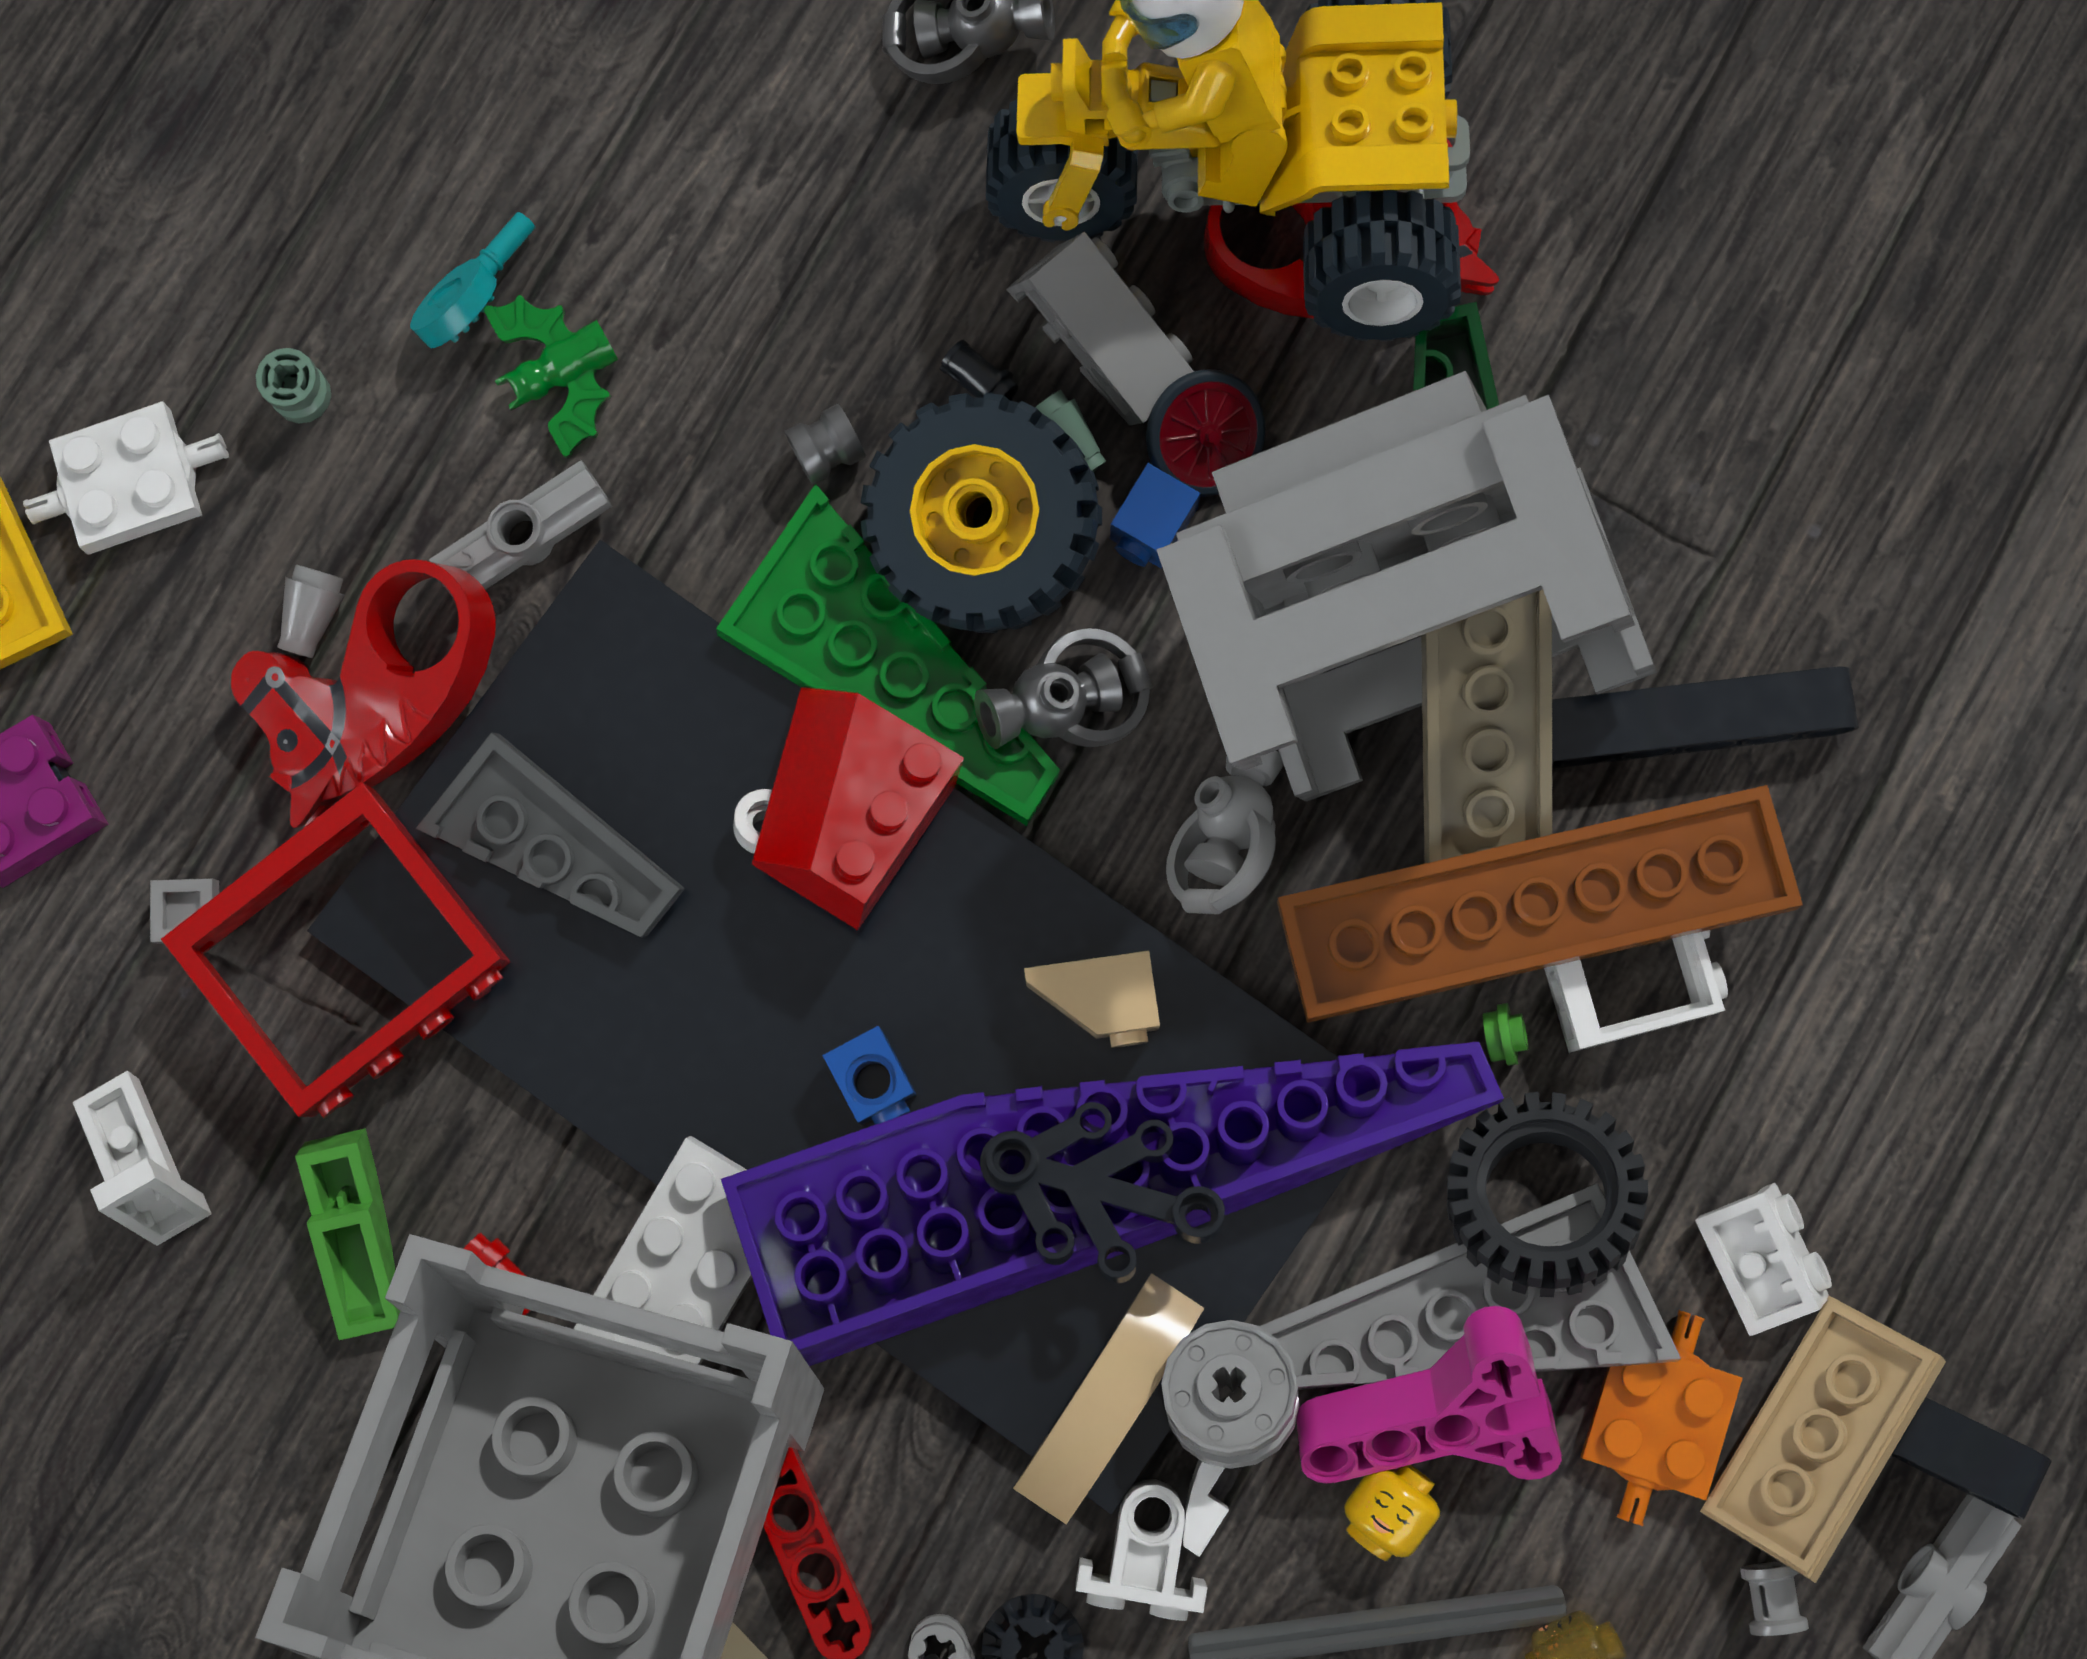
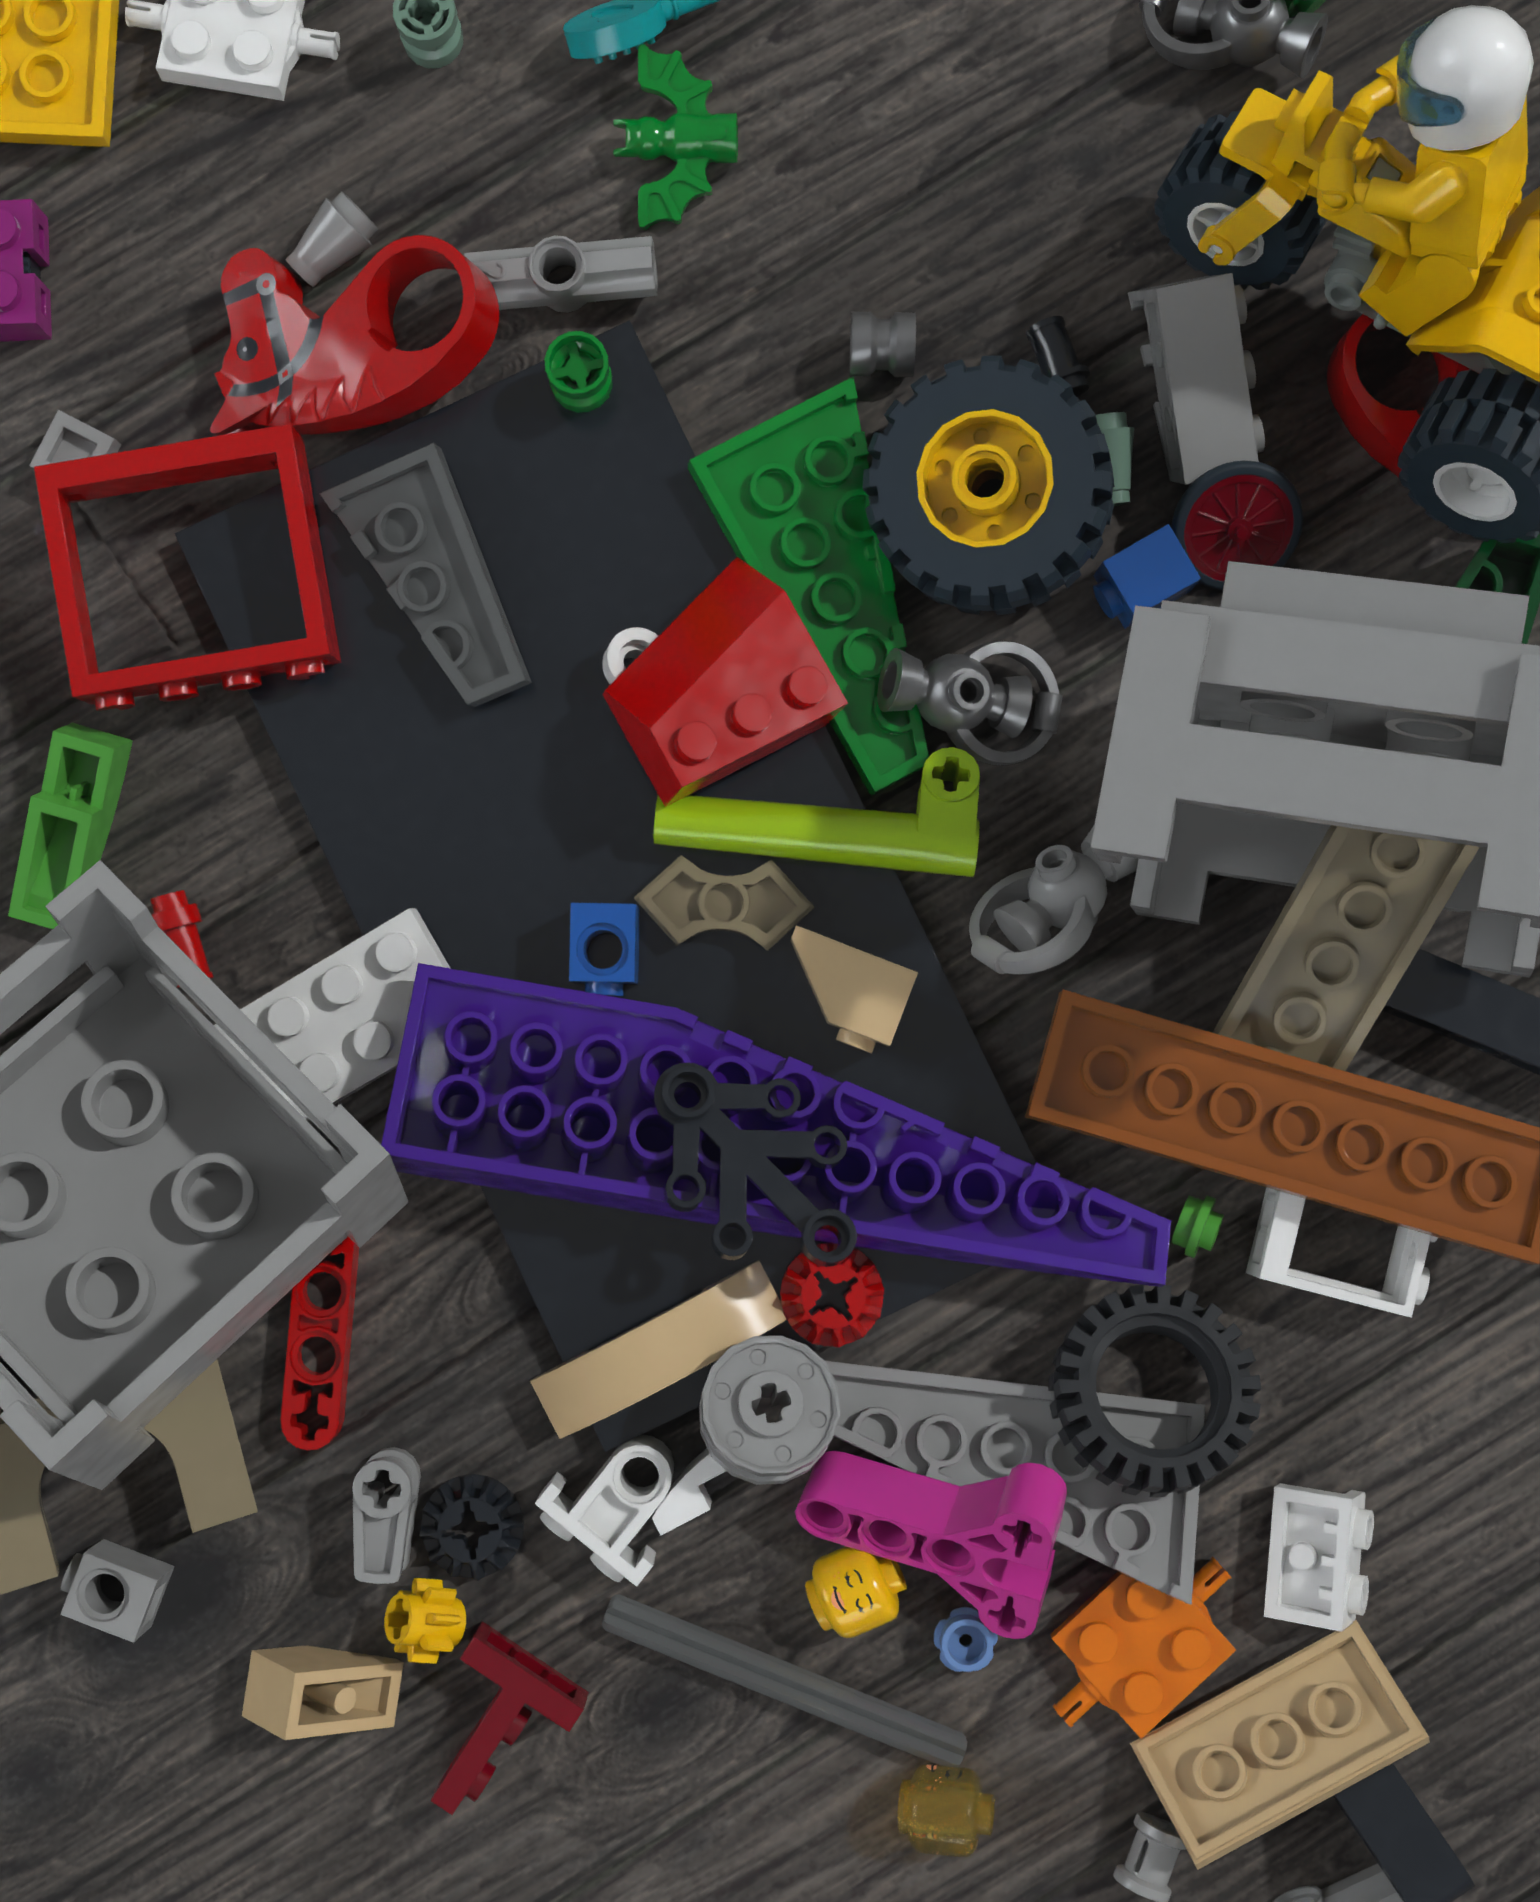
camera: 25 degrees right, 5 degrees up
(573, 596) = (575, 358): none -> green wheel
(977, 972) = (754, 904): none -> dark tan tile
(1100, 832) = (934, 840): none -> lime axle
(1241, 1296) = (827, 1326): none -> red gear
(1514, 1519) = (959, 1656): none -> medium blue plate

